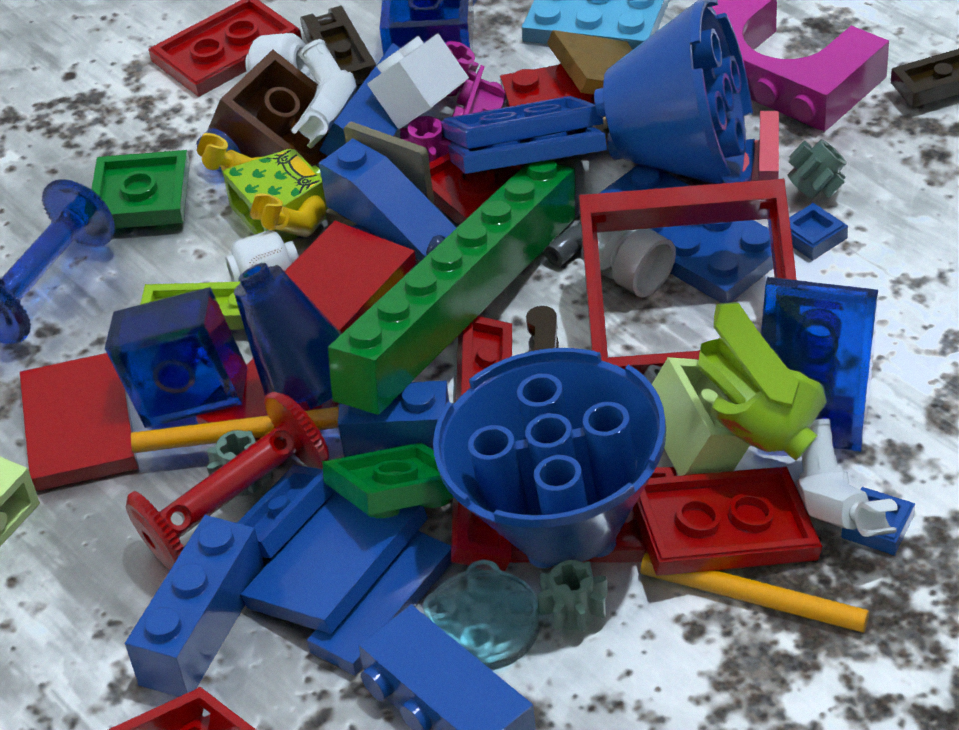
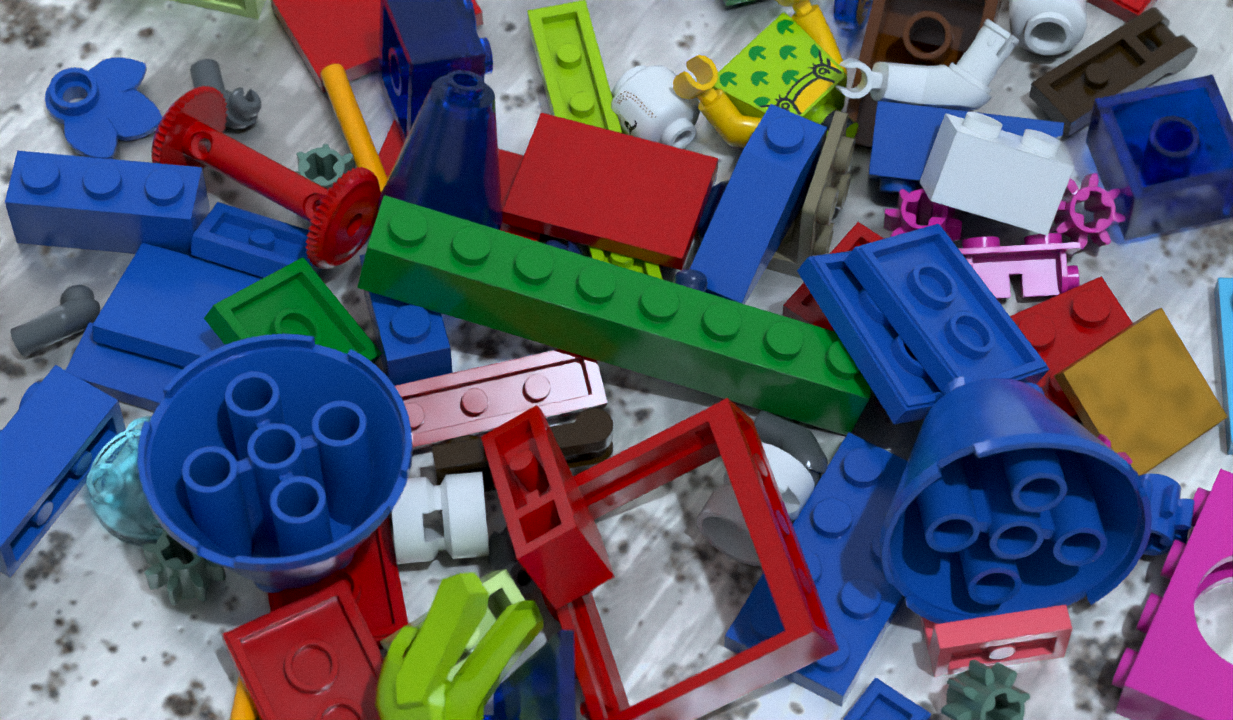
camera: 70 degrees right, 15 degrees up
(81, 613) = (109, 106): none -> blue plate
(106, 534) = (241, 109): none -> dark grey arm
(300, 665) = (70, 317): none -> dark grey arm
(627, 326) = (545, 509): none -> red slope

